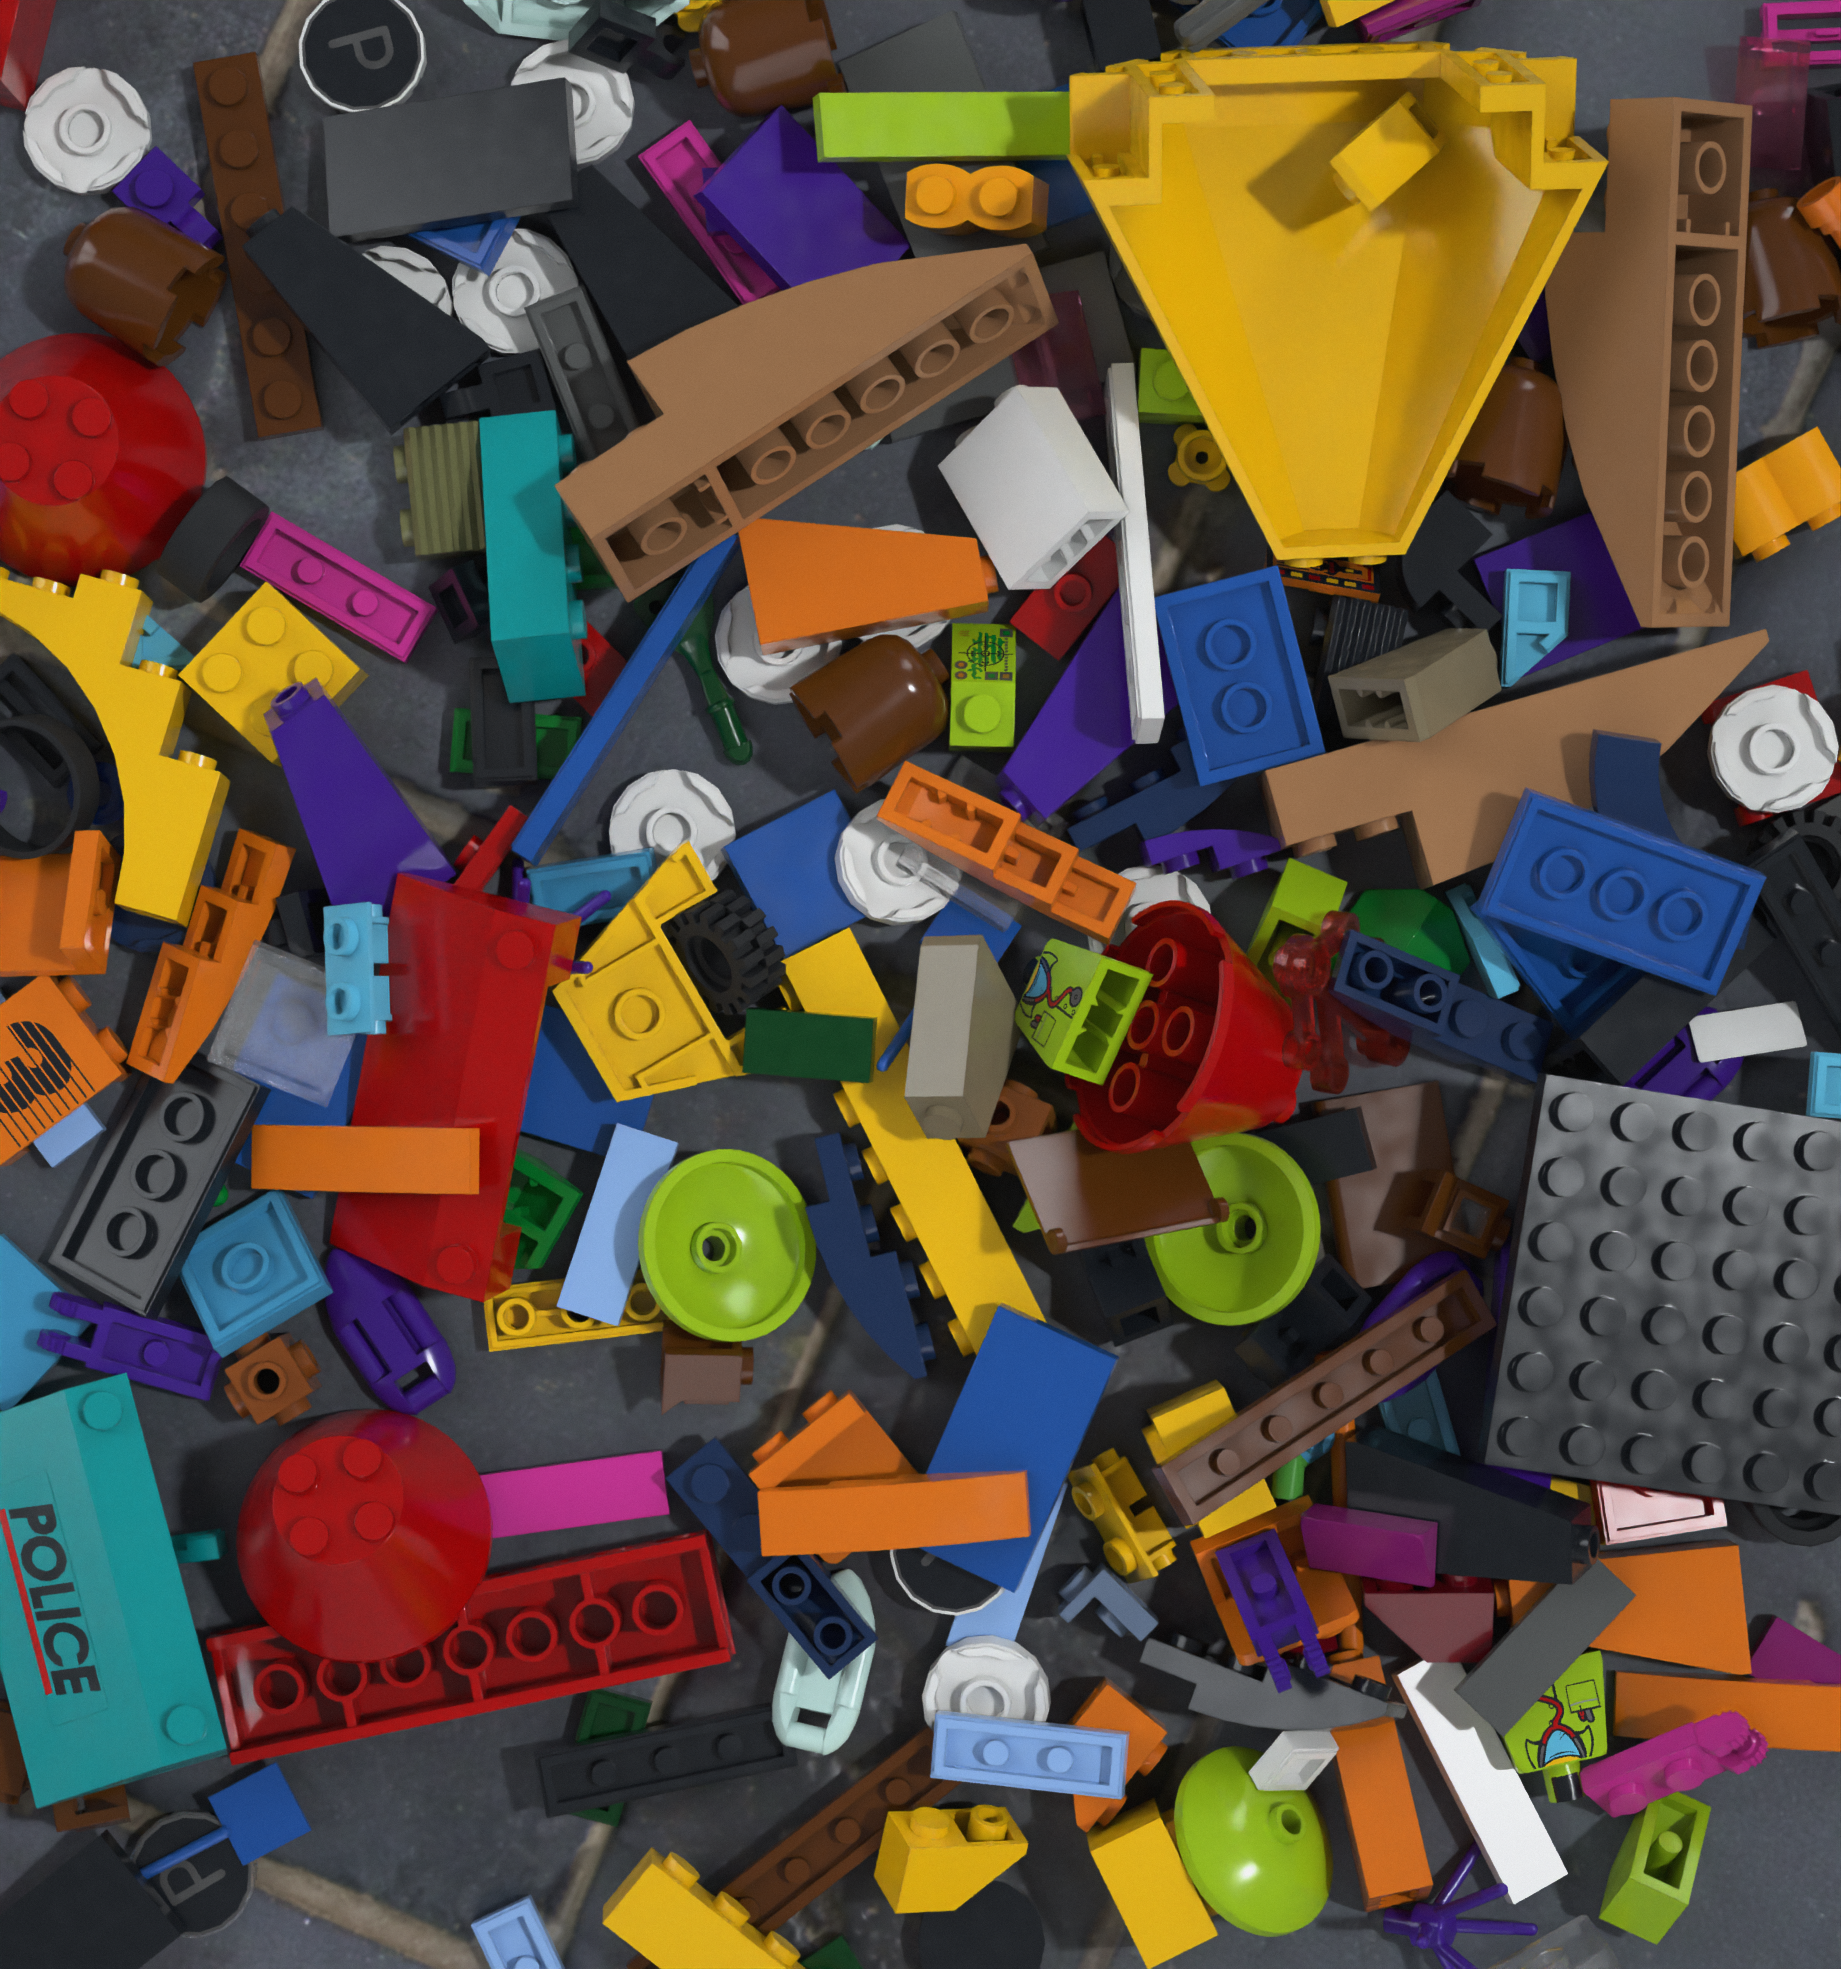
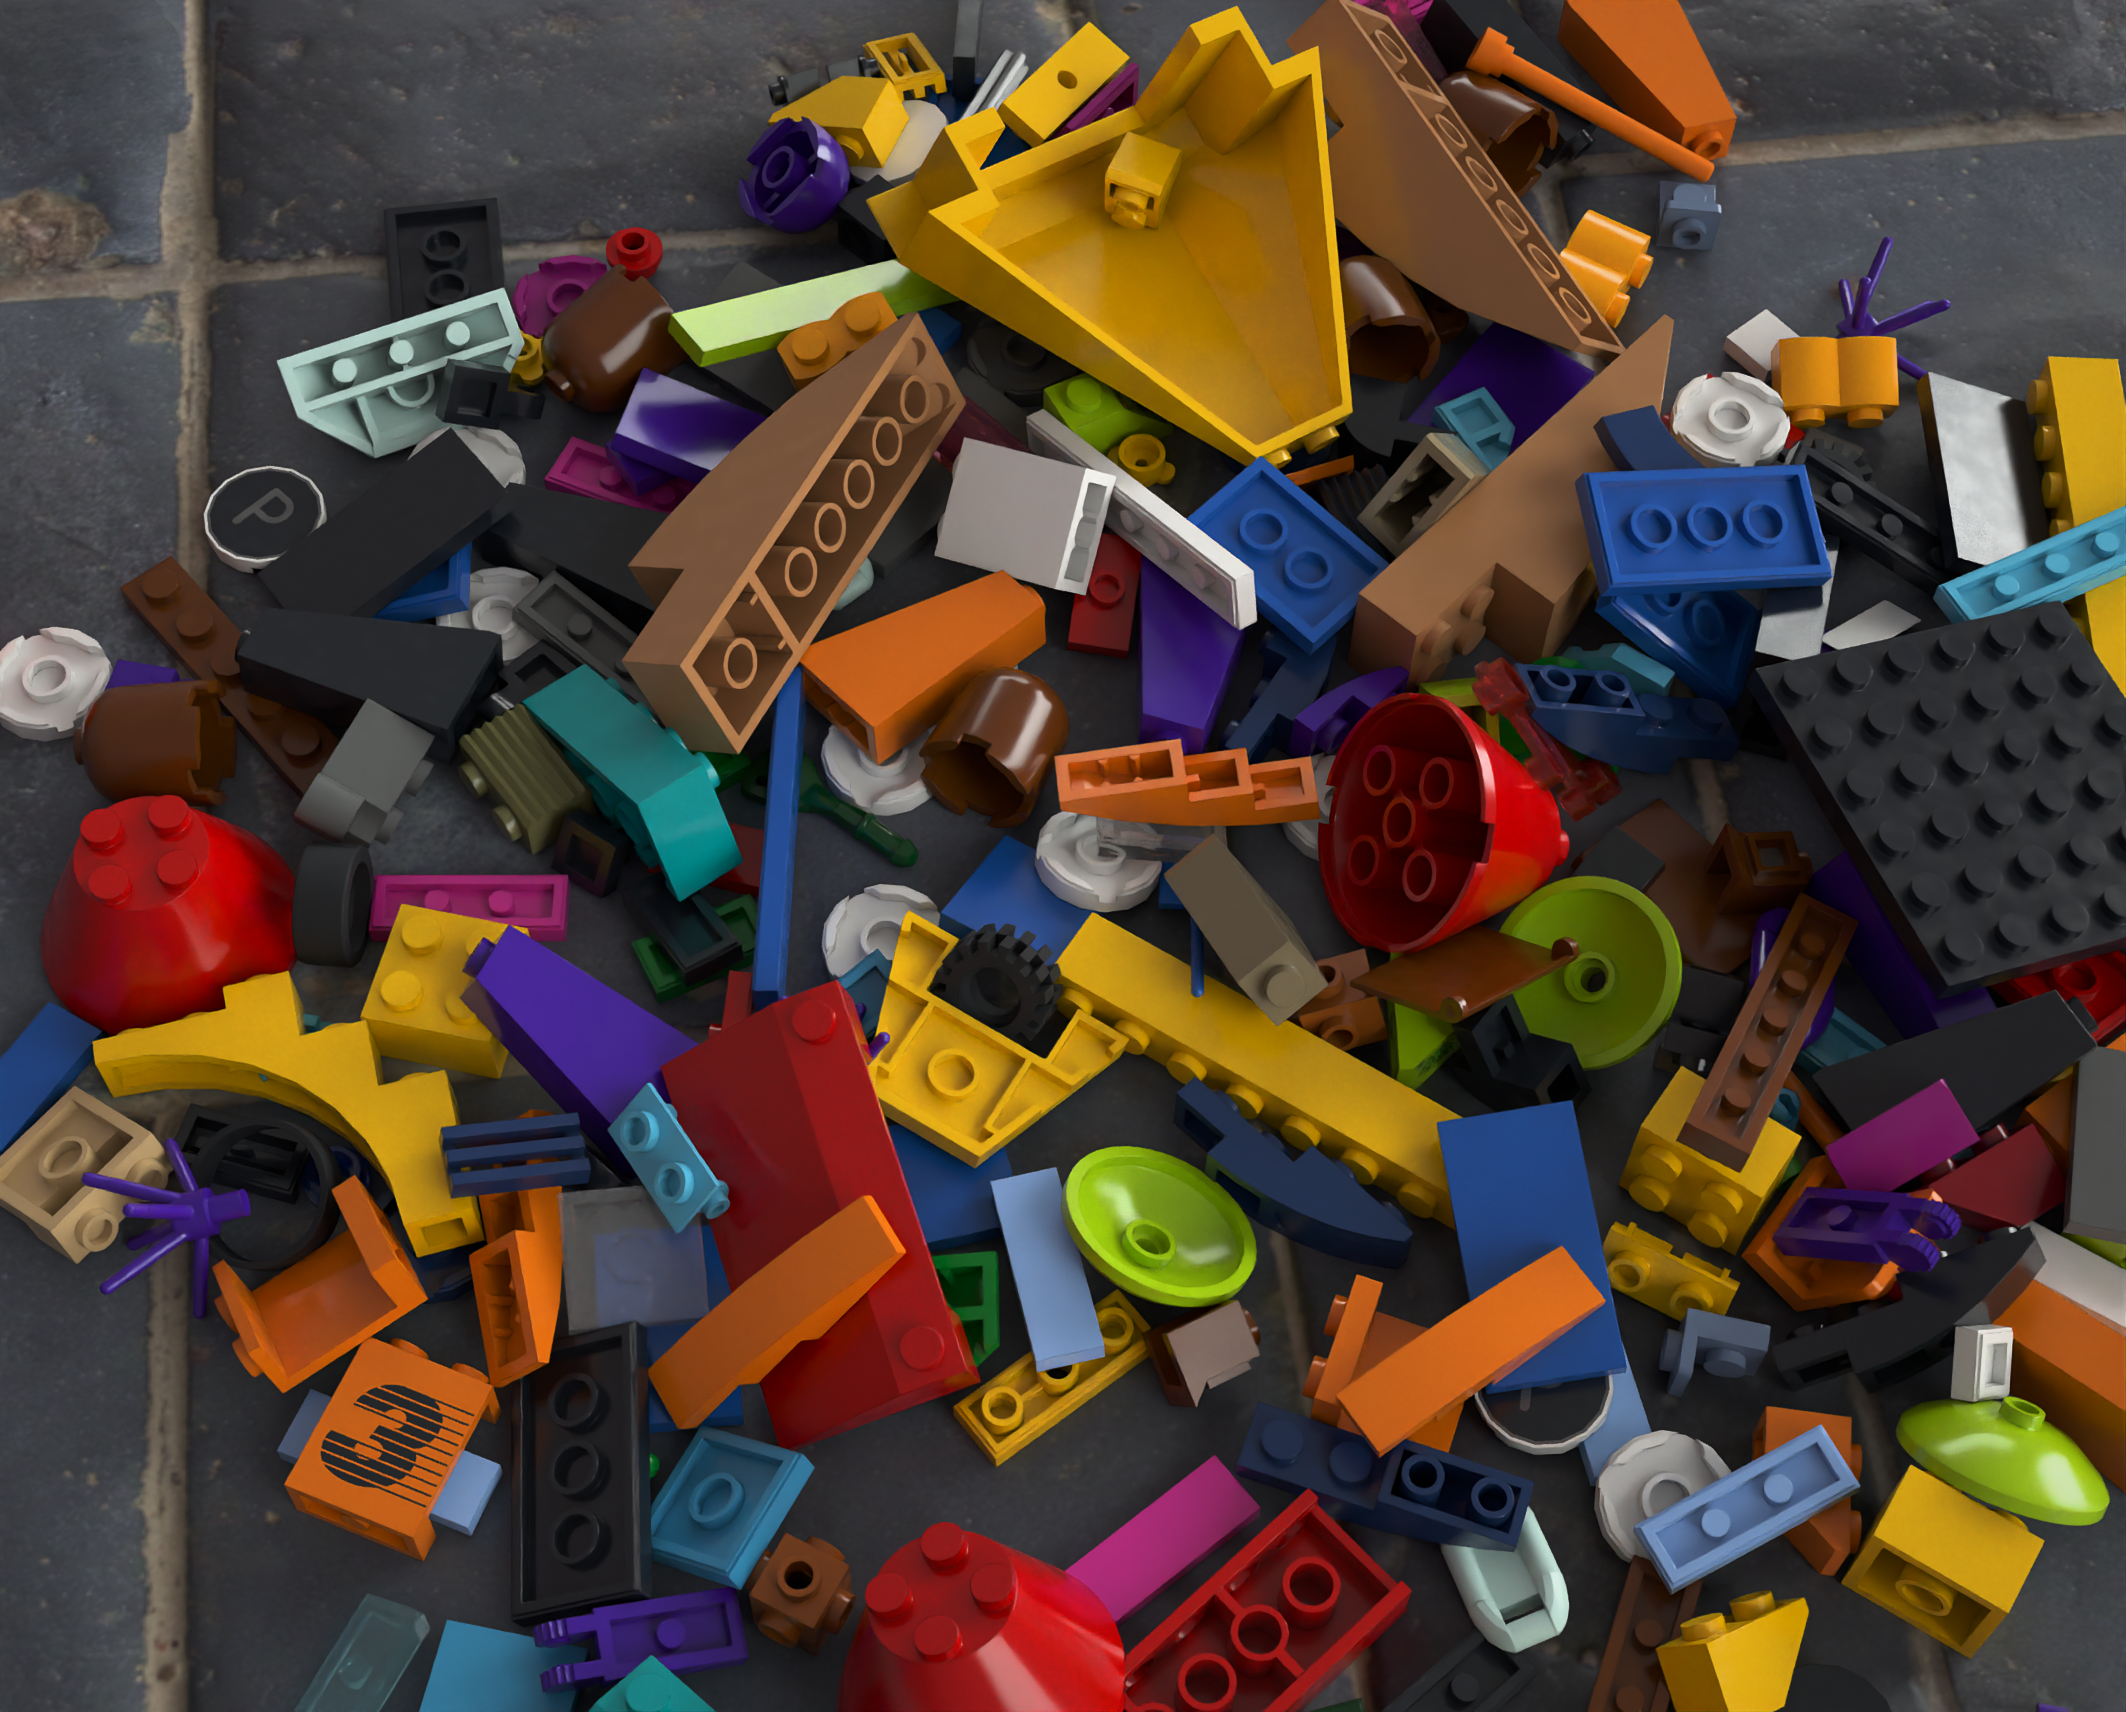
camera: 30 degrees left, 30 degrees down
(286, 907) = (511, 1146): none -> dark blue tile
(295, 431) = (366, 777): none -> dark grey hinge
(386, 1332) = (880, 1494): dark purple piece -> none
(809, 1044) = (1121, 1013): dark green tile -> none
(982, 687) = (1096, 700): lime slope -> none
(1079, 1008) = (1331, 853): lime torso -> none

